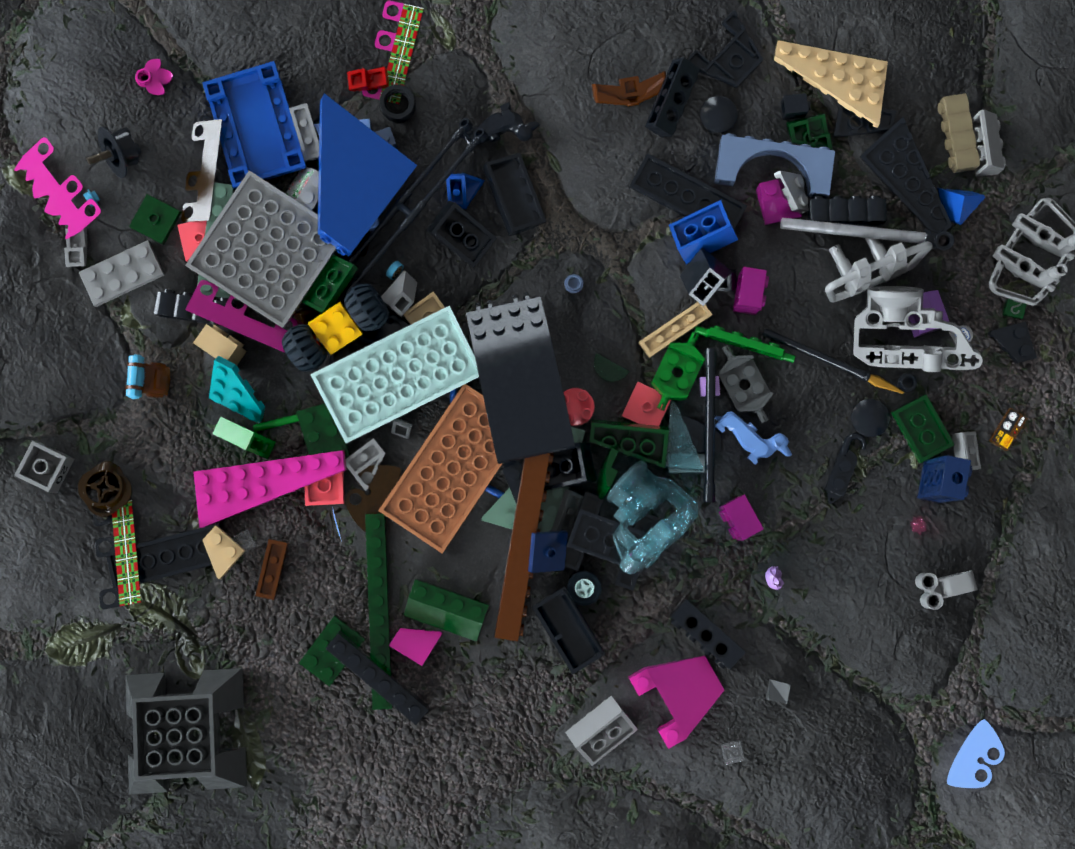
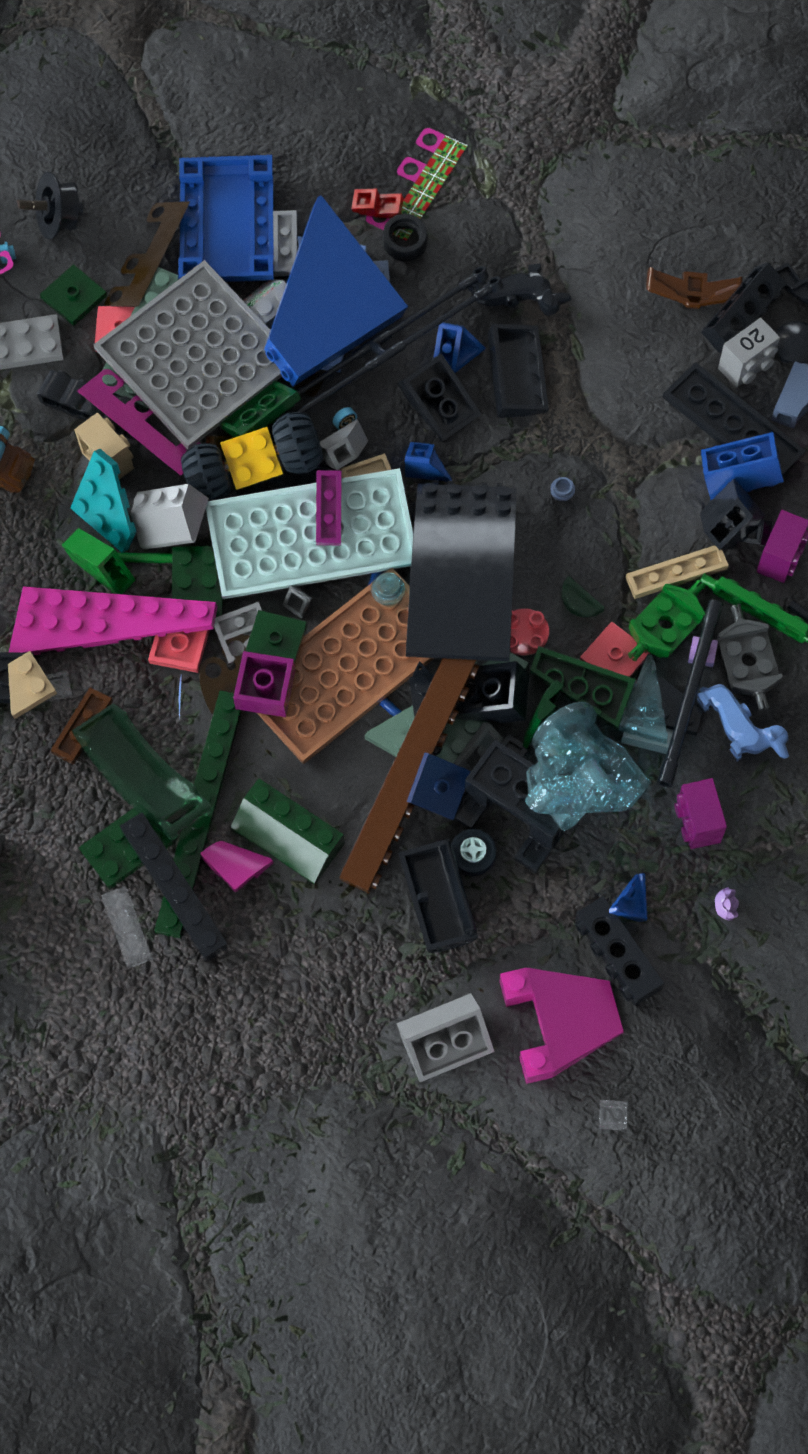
camera: 15 degrees right, 15 degrees down
(156, 77) = (125, 144): dark pink plate -> none
(286, 391) = (168, 515): none -> light grey slope
(326, 596) = (140, 772): none -> clear green windscreen
(352, 711) = (127, 927): none -> clear plate
(395, 466) = (276, 635): none -> dark green plate
(398, 506) = (264, 684): none -> magenta brick
(405, 354) = (328, 507): none -> magenta plate
(463, 408) = (388, 589): none -> clear light blue cone
(465, 289) = (424, 463): none -> blue slope
(686, 137) = (749, 353): none -> light grey brick
(707, 593) = (632, 900): none -> blue tile
(778, 691) = (695, 1051): dark grey slope -> none

